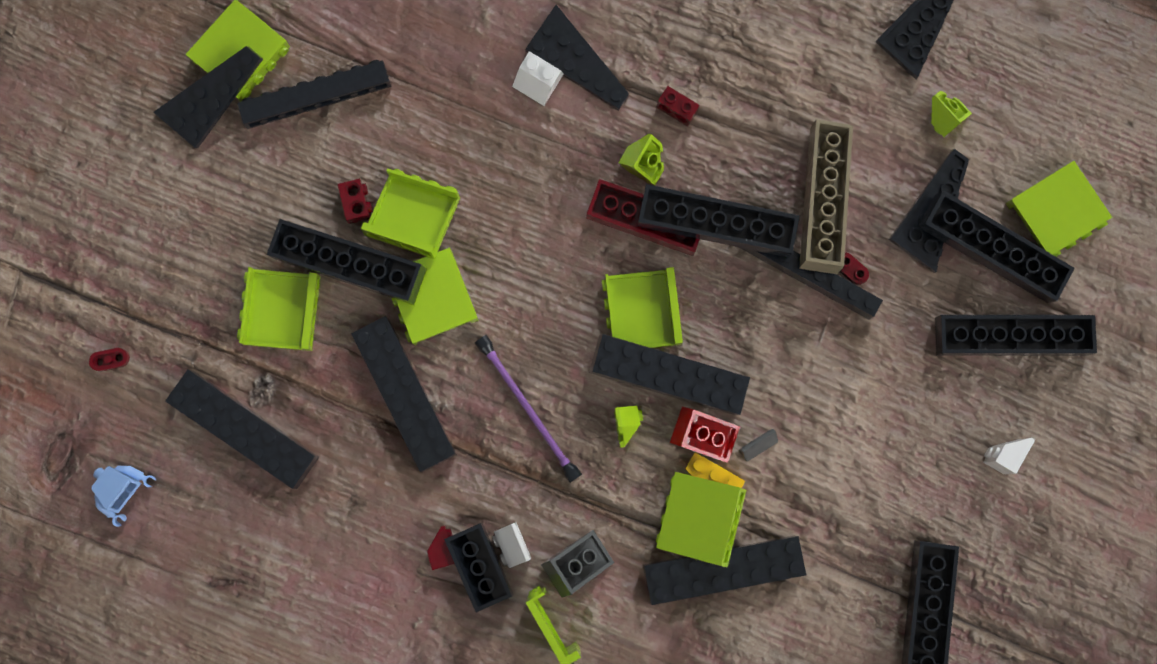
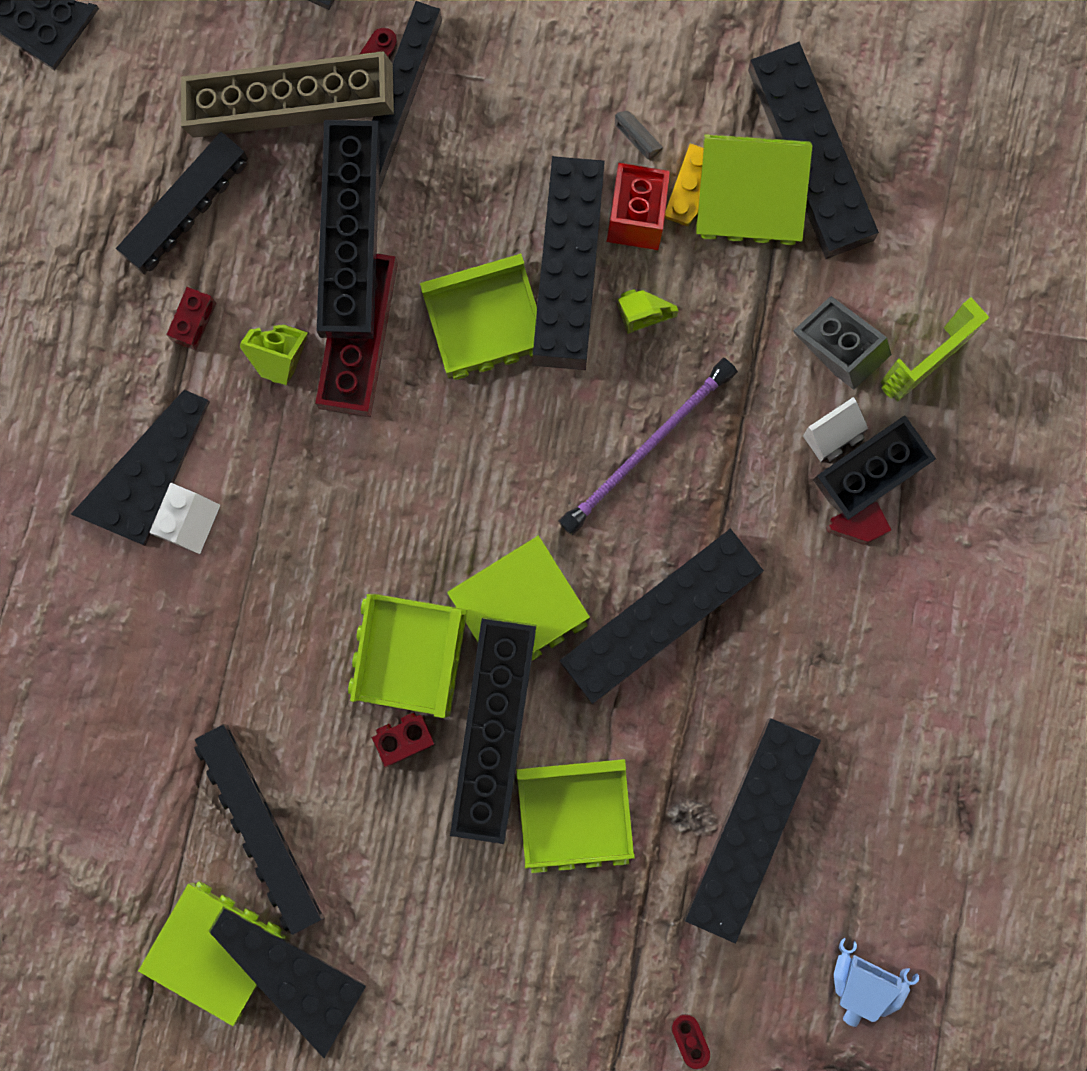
camera: 90 degrees left, 0 degrees up
(762, 113) = (183, 203): none -> black brick

